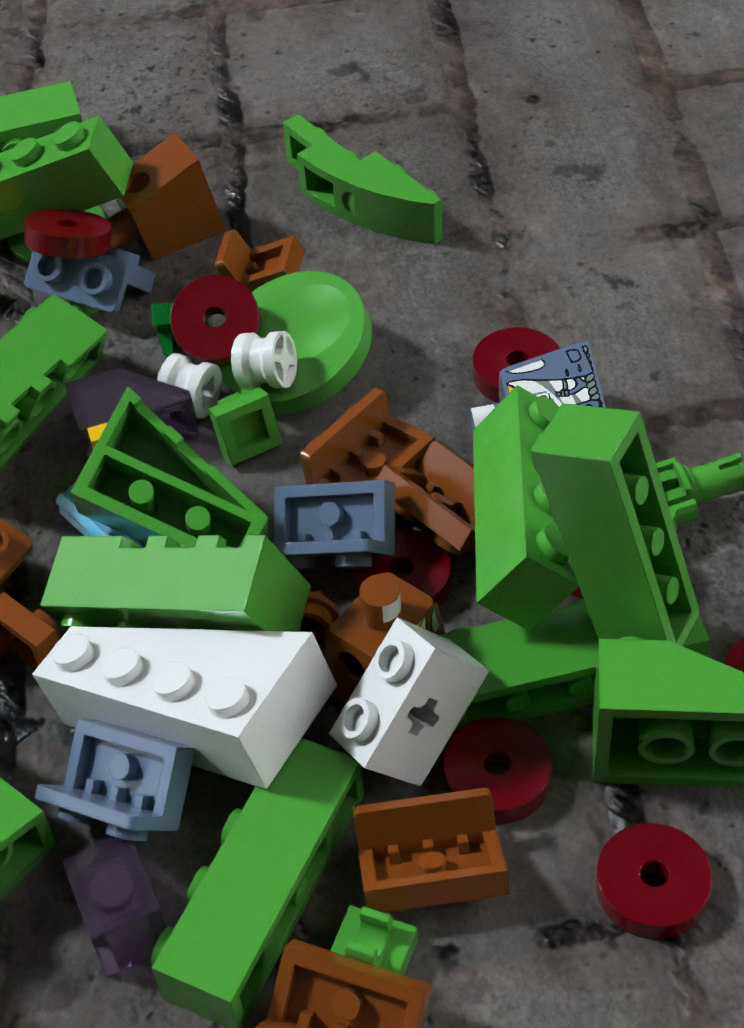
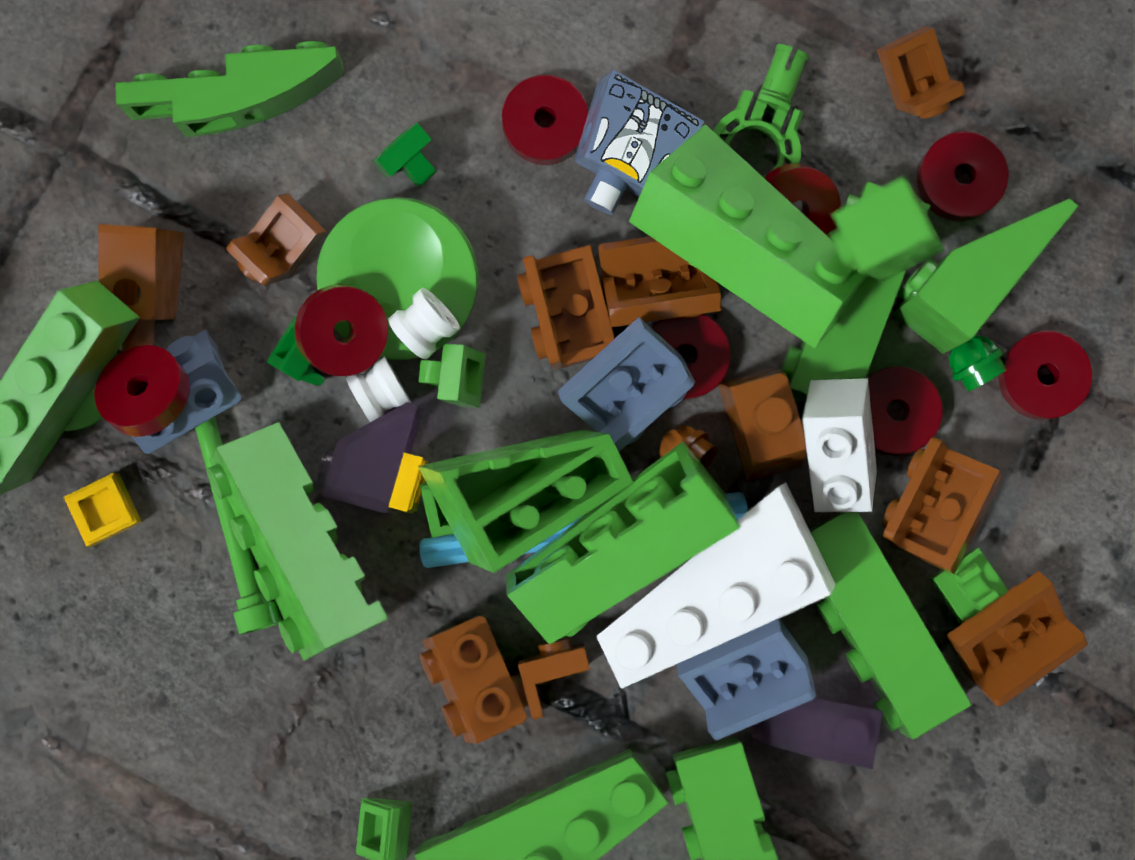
camera: 60 degrees left, 35 degrees up
(400, 294) = (405, 155): none -> green tile
(604, 801) = (976, 362): none -> green plate

